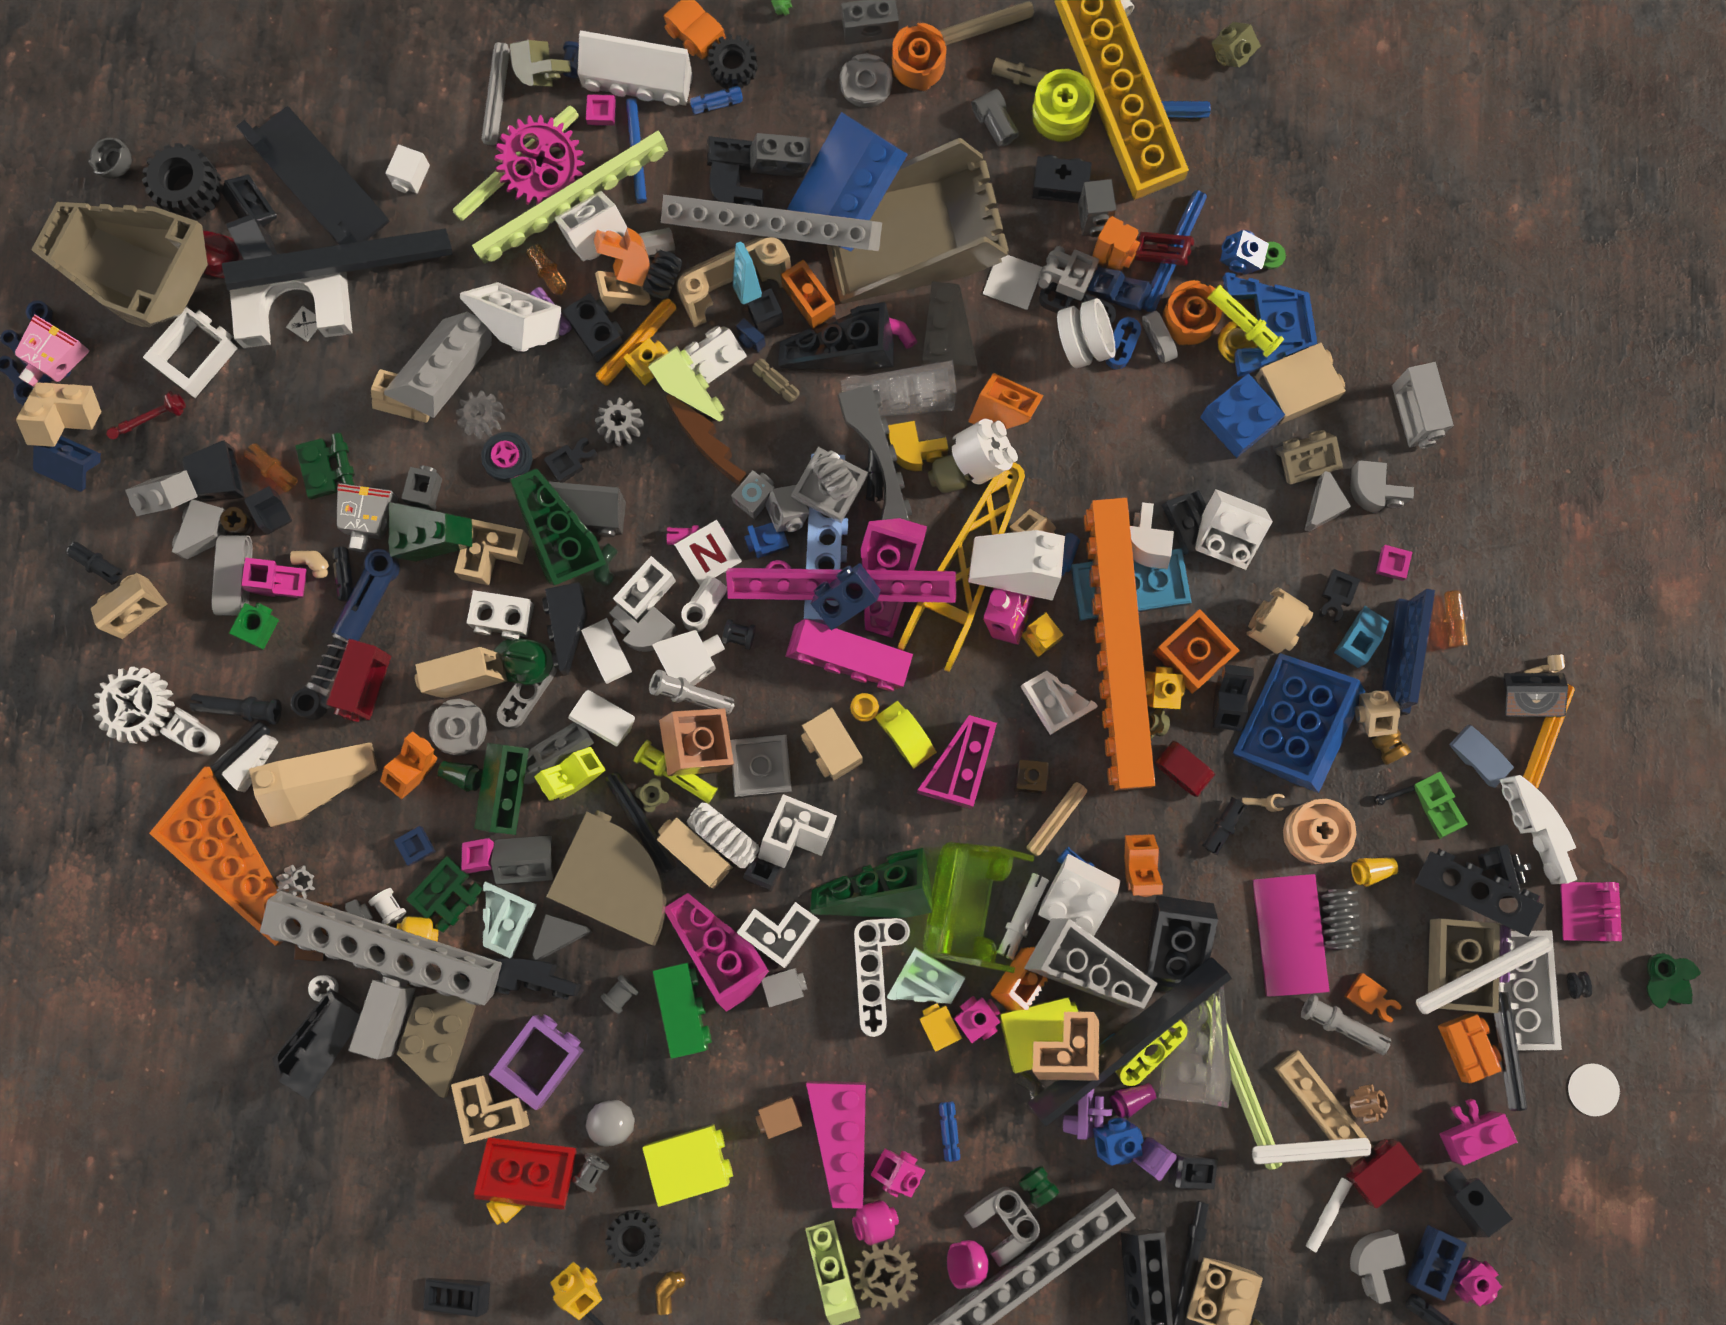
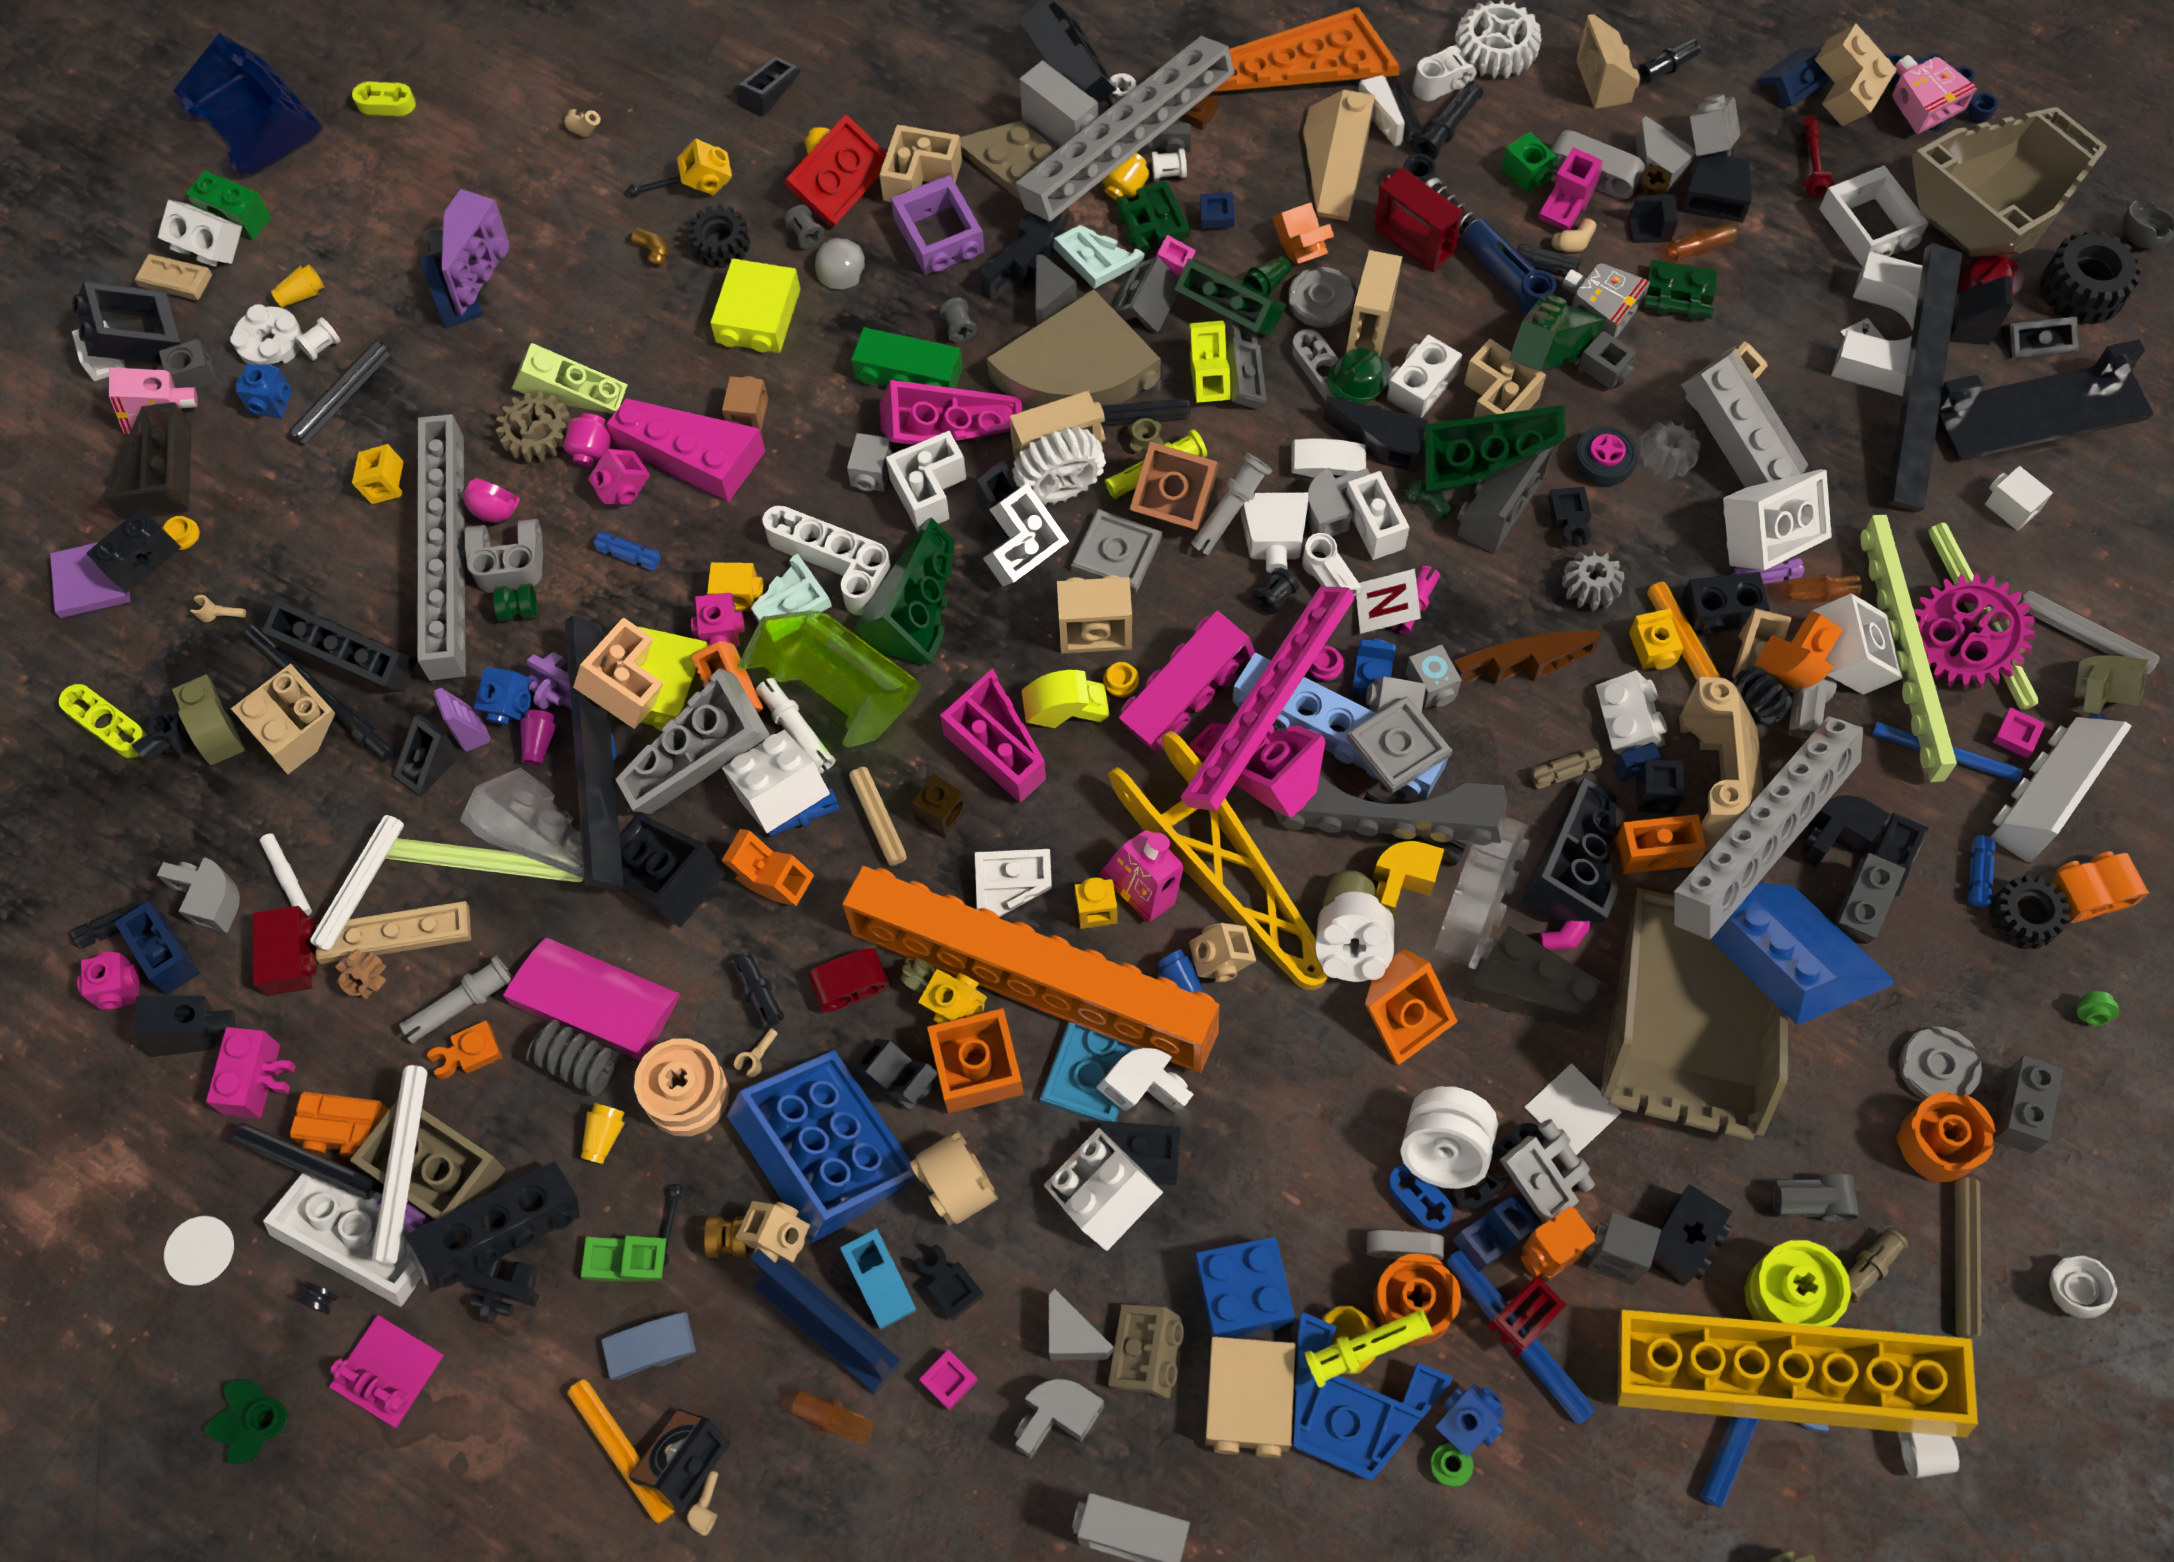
camera: 120 degrees right, 15 degrees down
(299, 876) = (1243, 92): light grey gear -> none
(602, 718) = (1254, 420): white slope -> none
(679, 380) = (1606, 653): yellowish green slope -> none
(744, 276) = (1710, 762): medium azure slope -> none
(834, 475) = (1401, 733): light grey gear -> none
(849, 600) = (1251, 682): dark blue brick -> none
(1019, 562) = (1190, 894): white slope -> none
(1150, 1062) = (562, 765): neon yellow beam -> none
(1537, 816) = (522, 1364): white slope -> none

